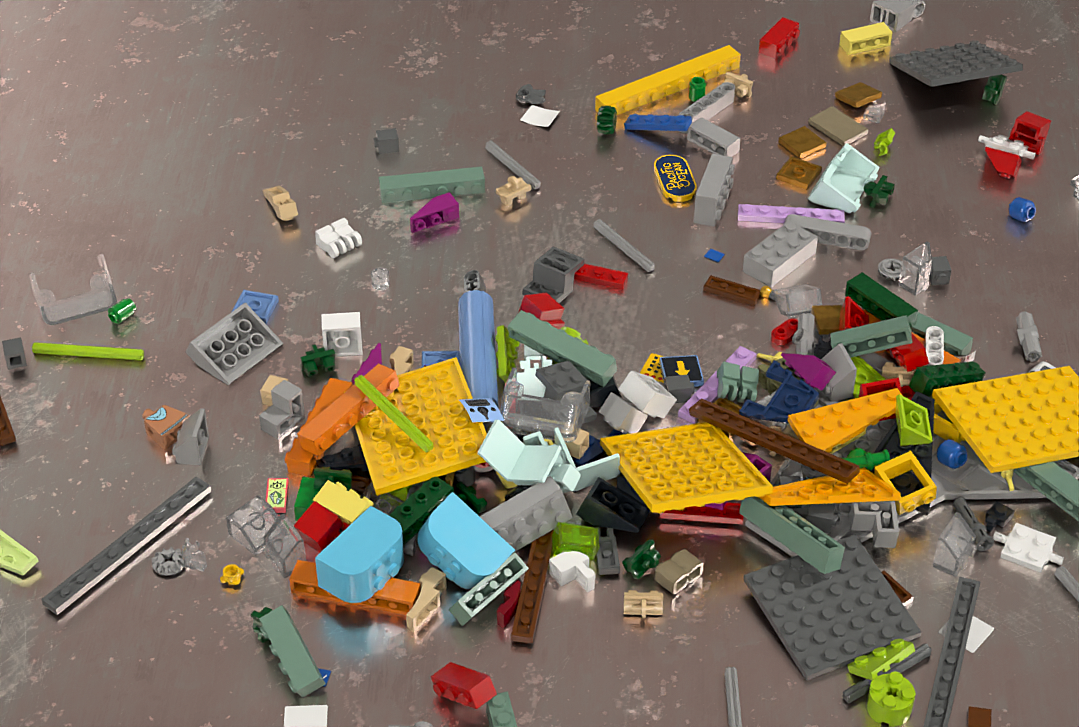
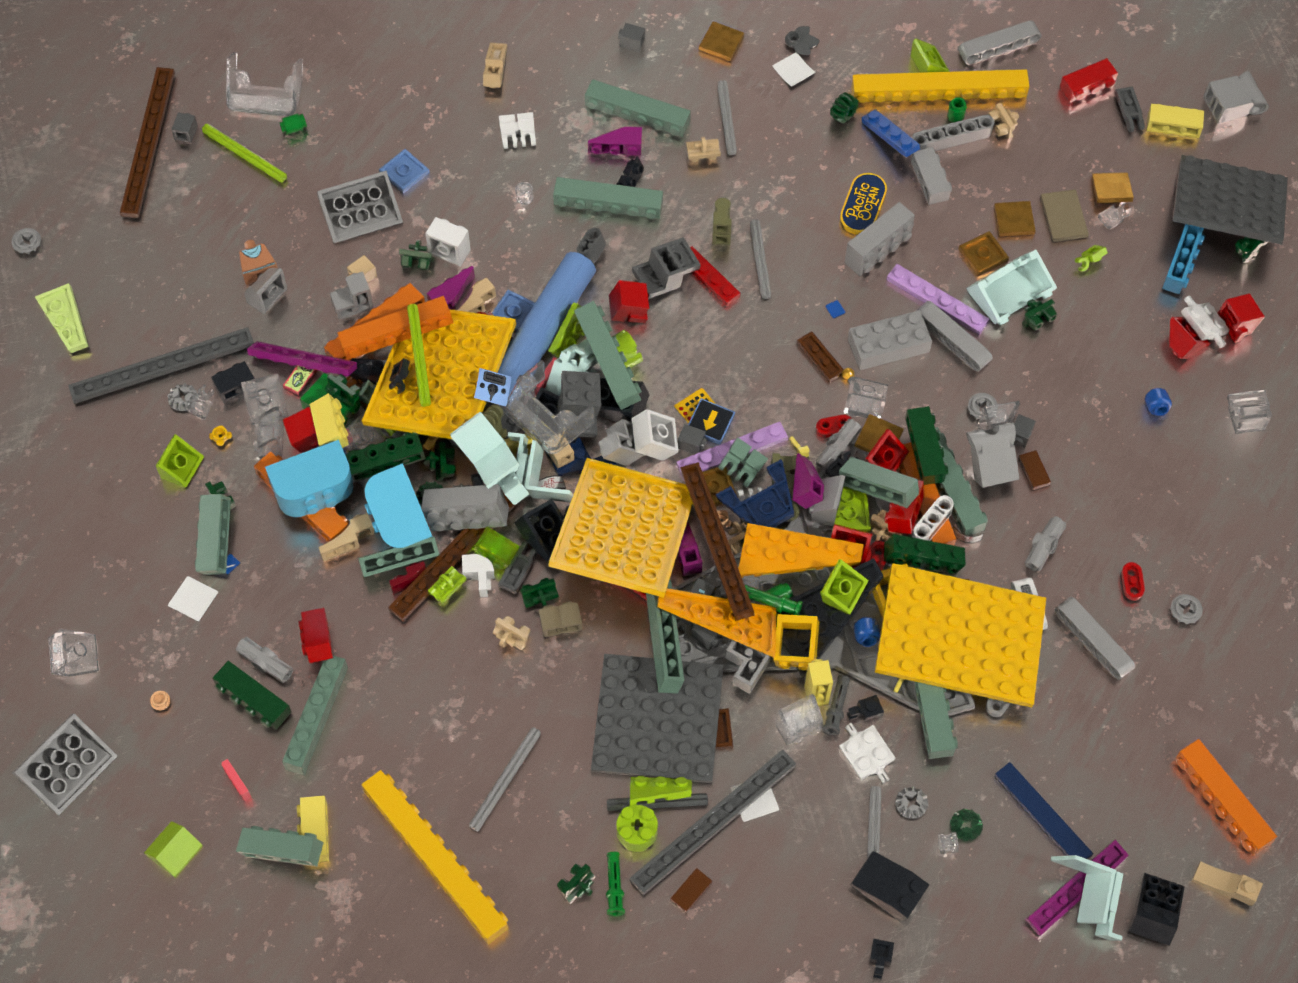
camera: 30 degrees right, 20 degrees up
(207, 613) = (178, 462): none -> lime slope
(212, 525) = (229, 381): none -> black brick
(263, 478) = (302, 358): none -> magenta plate
(359, 477) = (366, 391): none -> sand green slope
(383, 438) = (399, 373): none -> black plate
(458, 253) = (608, 197): none -> sand green brick
(463, 232) = (633, 171): none -> black hinge
(464, 119) = (721, 41): none -> pearl gold tile
(553, 592) = (447, 585): none -> lime hips
(574, 229) = (722, 222): none -> olive legs
(639, 68) = (927, 57): none -> lime slope
(689, 40) = (999, 42): none -> light grey beam
(825, 44) = (1130, 107): none -> dark grey hinge
(938, 287) = (994, 455): none -> light grey piece
(950, 498) = (819, 681): none -> light yellow brick
(953, 113) = (1182, 260): none -> dark azure brick
(971, 293) = (1034, 470): none -> reddish brown tile

